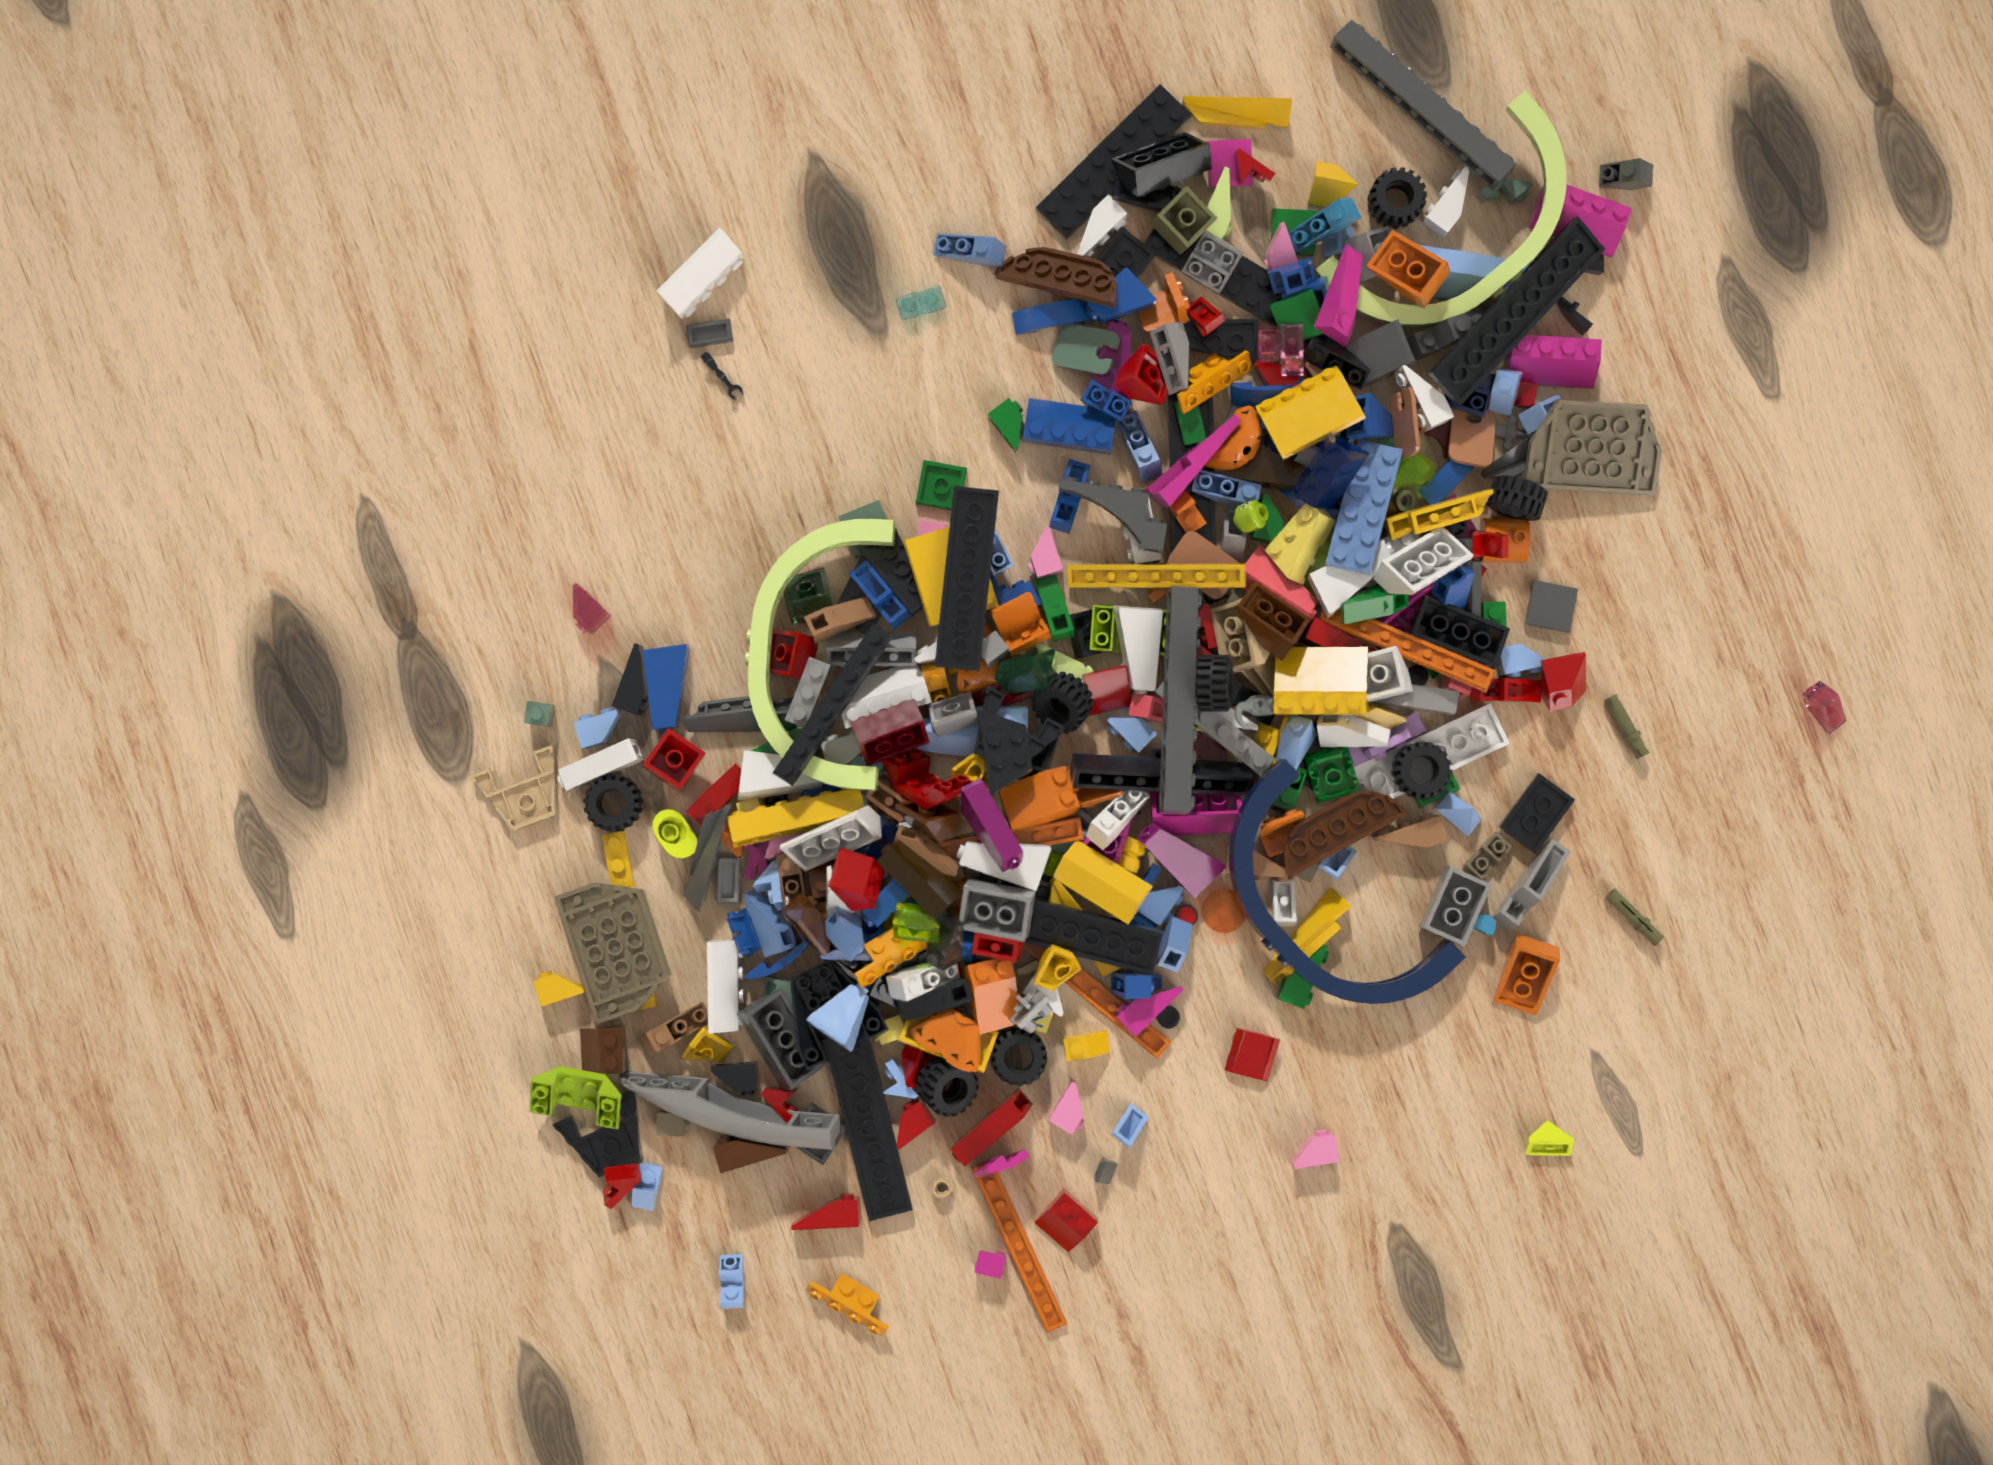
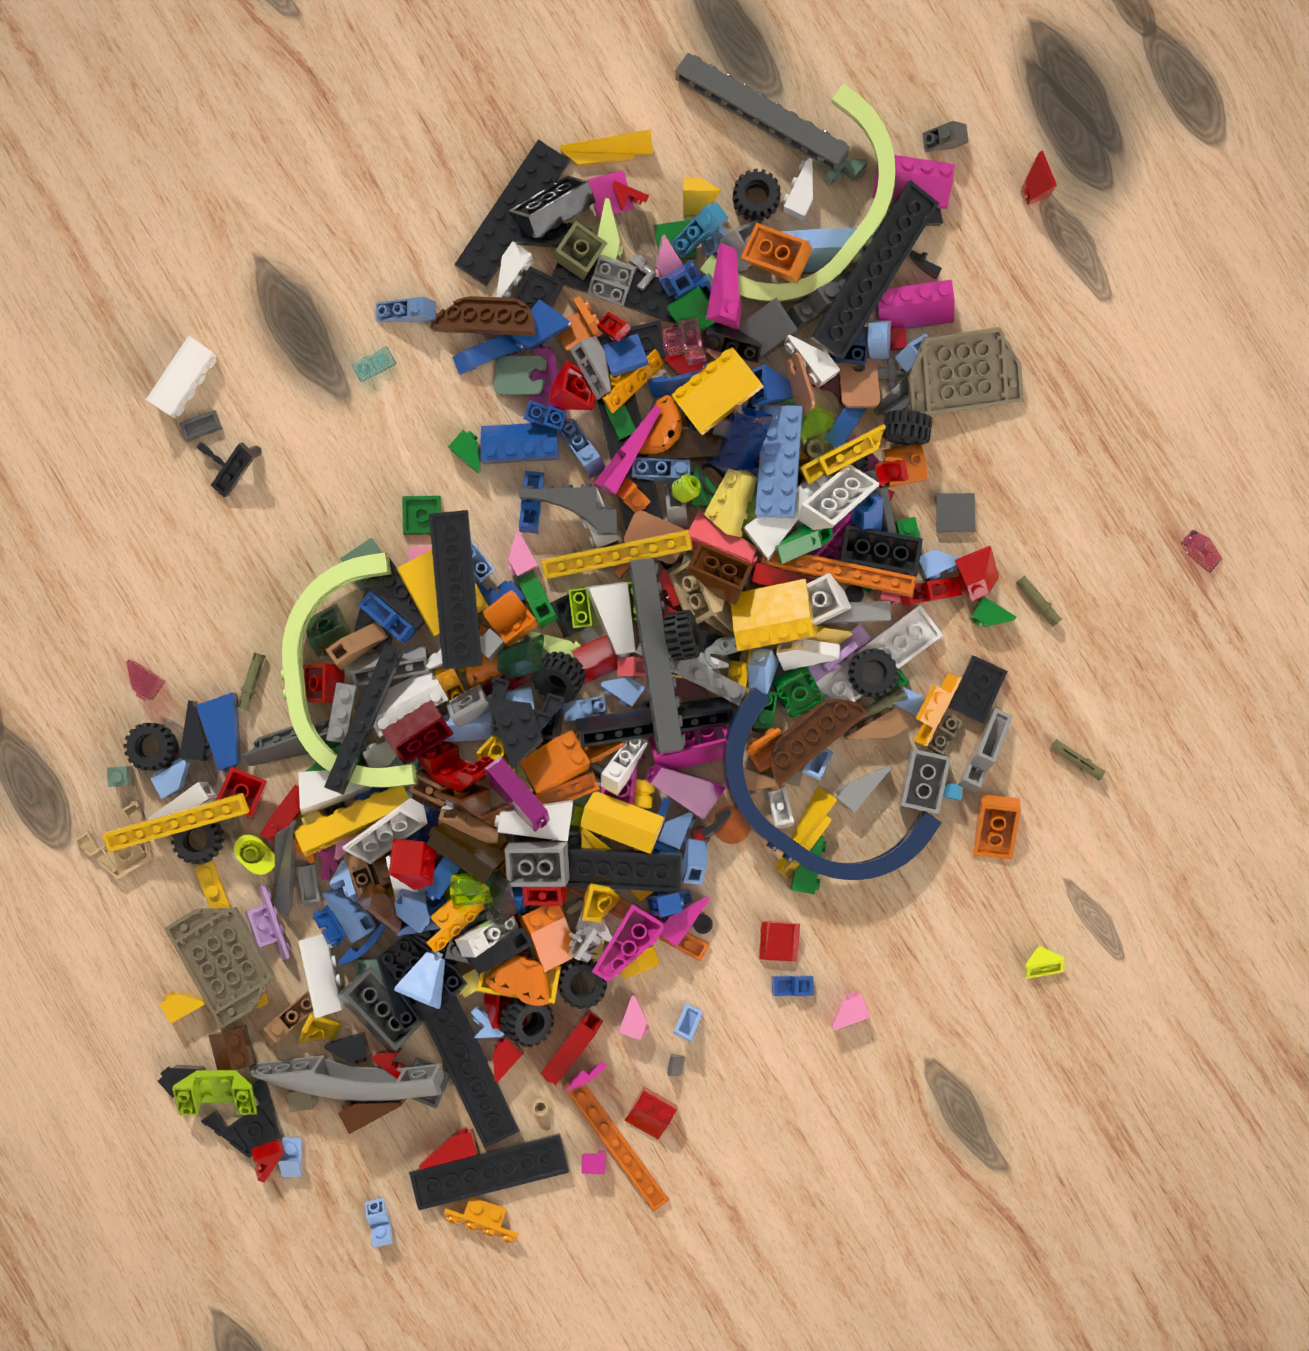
camera: 10 degrees left, 0 degrees up
(531, 1067) = (173, 1075): none -> black slope
(562, 681) = (135, 742): none -> black tyre
(594, 779) = (175, 822): none -> yellow plate
(670, 915) = (265, 924): none -> lavender bracket
(707, 639) = (252, 677): none -> olive pin
(739, 390) = (235, 468): none -> black piece
(869, 1249) = (489, 1171): none -> black plate
(1082, 744) = (584, 708): none -> light blue slope
(1086, 1016) = (630, 940): none -> dark pink wedge
(1104, 661) = (589, 635): none -> white sticker
(1211, 350) = (625, 355): none -> blue tile
(1215, 901) = (721, 817): none -> black slope
(1249, 249) = (640, 264): none -> light grey plate
(1256, 1108) = (792, 986): none -> blue slope
(1270, 509) = (702, 480): none -> black tyre
(1375, 901) = (858, 790): none -> light grey slope
(1430, 805) = (886, 701): none -> olive pin
(1483, 824) = (934, 708): none -> light orange bracket
(1567, 730) = (989, 614): none -> green slope
(1724, 246) = (1039, 180): none -> red slope

